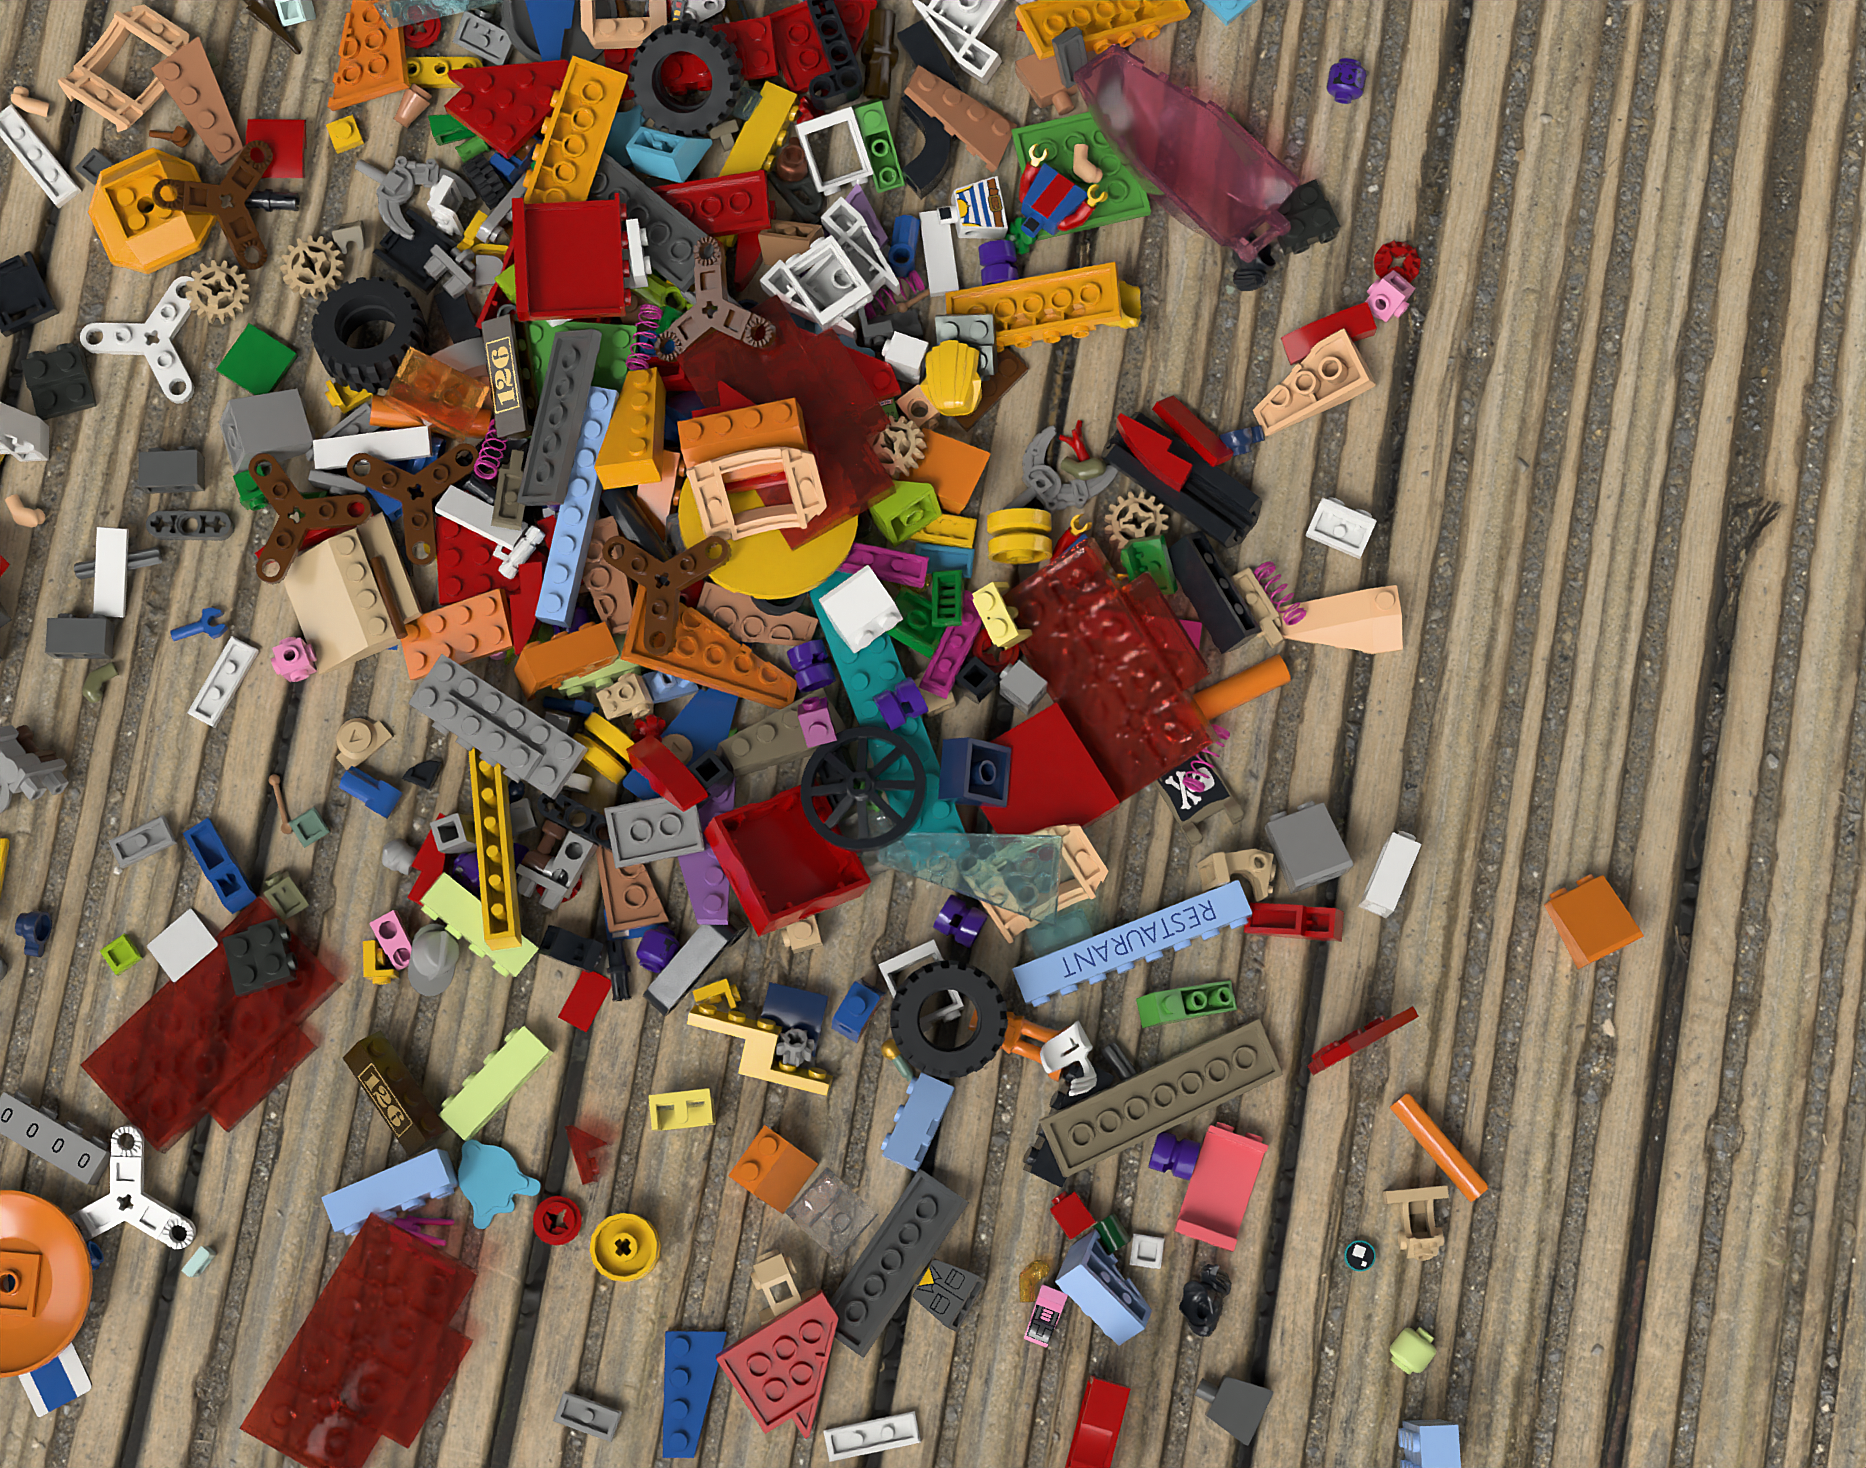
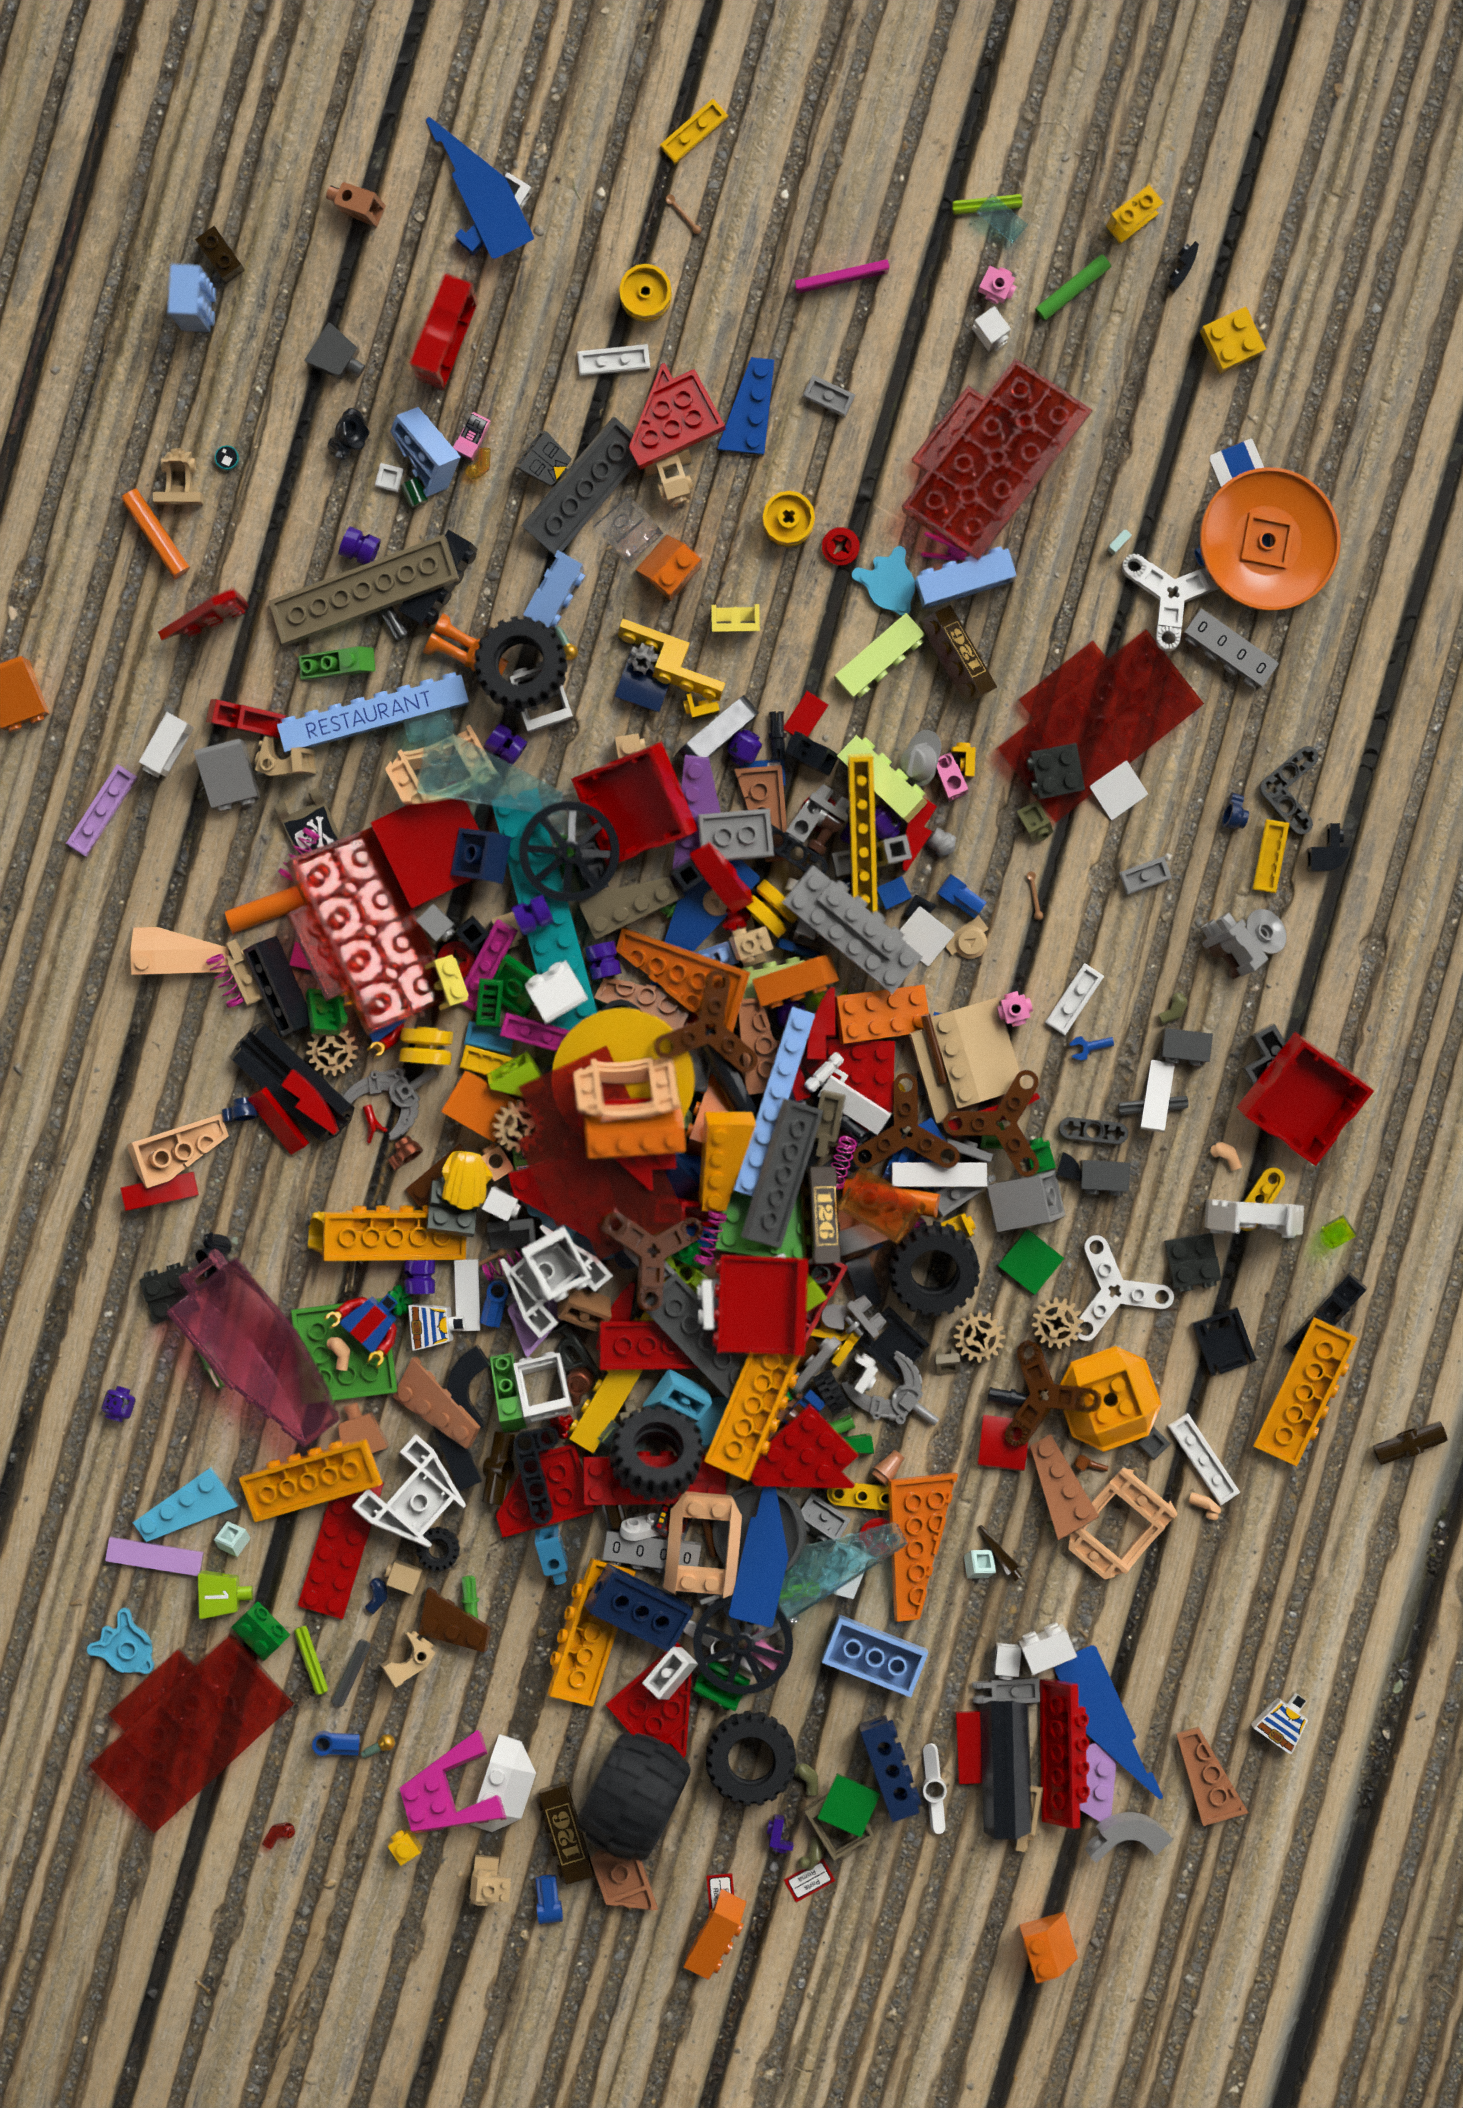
camera: 175 degrees left, 10 degrees up
(121, 954) = (1168, 788): lime tile -> none
(217, 478) = (1068, 1167): none -> black tile
(220, 866) = (1085, 850): blue slope -> none
(309, 827) = (1012, 874): sand green tile -> none
(345, 134) = (946, 1450): yellow plate -> none
(413, 739) = (926, 935): none -> white sticker
(454, 786) = (892, 893): none -> blue brick
(581, 1145) = (814, 602): clear red slope -> none
(816, 721) = (600, 908): magenta bracket -> none
(857, 1010) = (591, 684): blue torso -> none
(1032, 413) = (405, 1152): none -> copper piece
(1053, 1057) = (443, 626): white helmet -> none
(1069, 54) = (340, 1439): dark grey tile -> none
(1071, 1214) = (443, 510): red brick -> none
(1084, 470) = (369, 1098): olive arm -> none
(1220, 1186) = (327, 519): coral panel -> none
(1341, 527) = (169, 1029): white bracket -> none
(1389, 296) = (106, 1215): bright pink brick -> none
(1397, 249) = (108, 1248): red gear -> none
(1413, 1350) = (195, 382): yellowish green head -> none
(1461, 790) = (101, 810): none -> lavender tile

